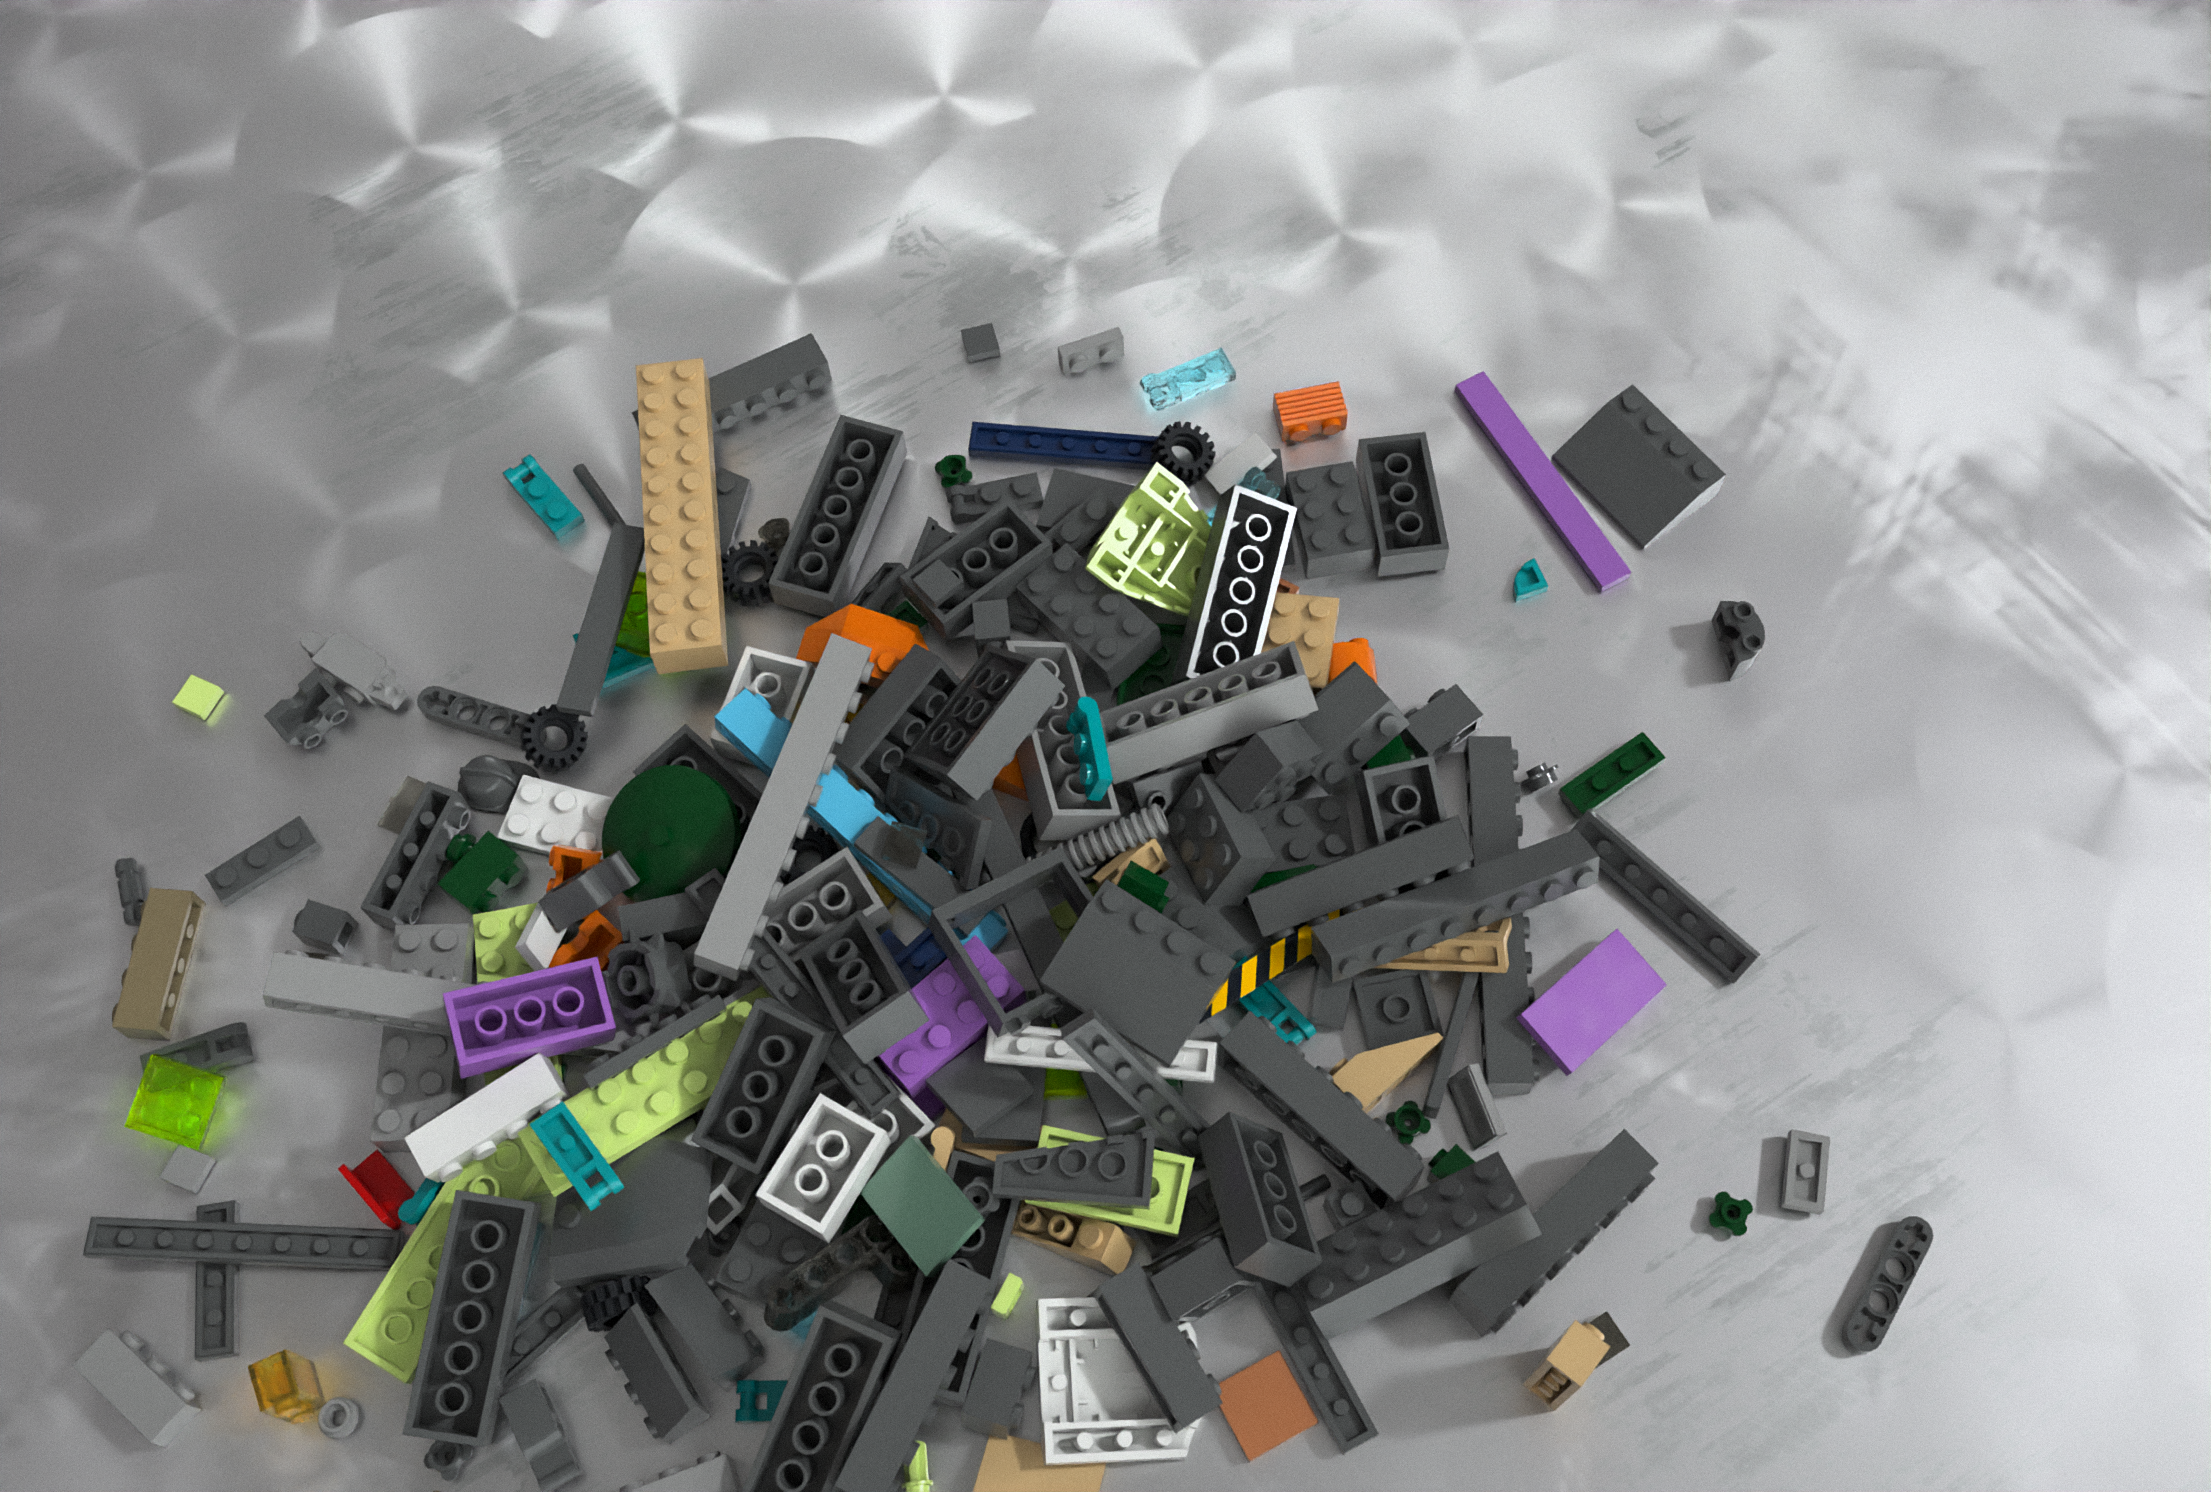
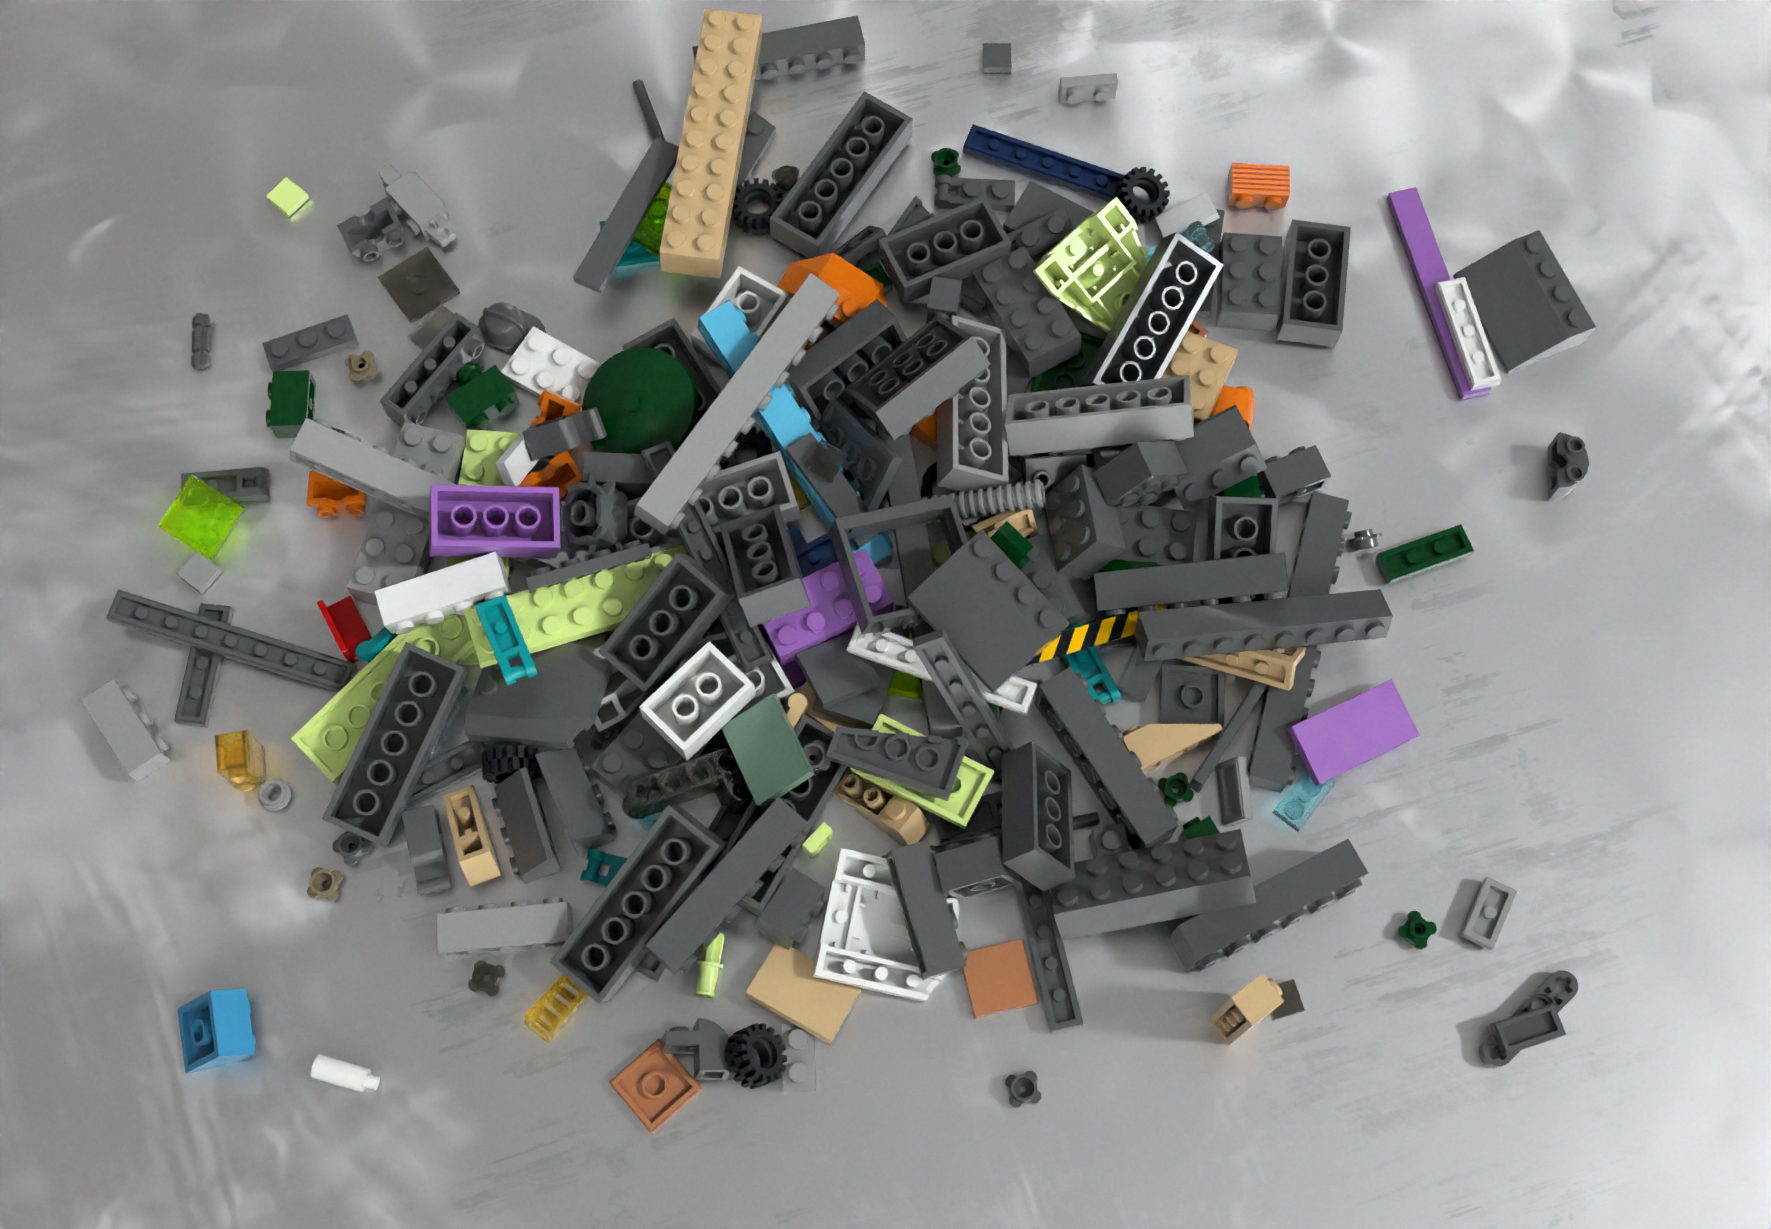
camera: 10 degrees right, 5 degrees up
(158, 964) = (211, 405): dark tan brick -> none
(254, 935) = (291, 402): none -> dark green brick
(325, 927) = (348, 409): dark grey brick -> none
(330, 1036) = (333, 497): none -> orange cylinder
(336, 879) = (361, 374): none -> dark tan plate
(377, 761) = (418, 285): none -> clear smoke tile
(479, 722) = (510, 271): dark grey beam -> none
(539, 753) = (555, 317): black tyre -> none
(544, 497) = (603, 100): teal plate -> none
(590, 1404) = (471, 836): none -> tan slope
(937, 583) = (908, 253): dark grey tile -> none
(1091, 748) = (998, 420): teal plate -> none
(1188, 379) = (1163, 132): clear light blue plate -> none
(1529, 581) = (1402, 375): teal tile -> none
(1556, 1097) = (1302, 800): none -> clear light blue plate
(1587, 517) = (1467, 333): none -> white tile
(1667, 898) = (1440, 665): dark grey plate -> none
(1891, 1298) = (1527, 1029): none -> dark grey tile

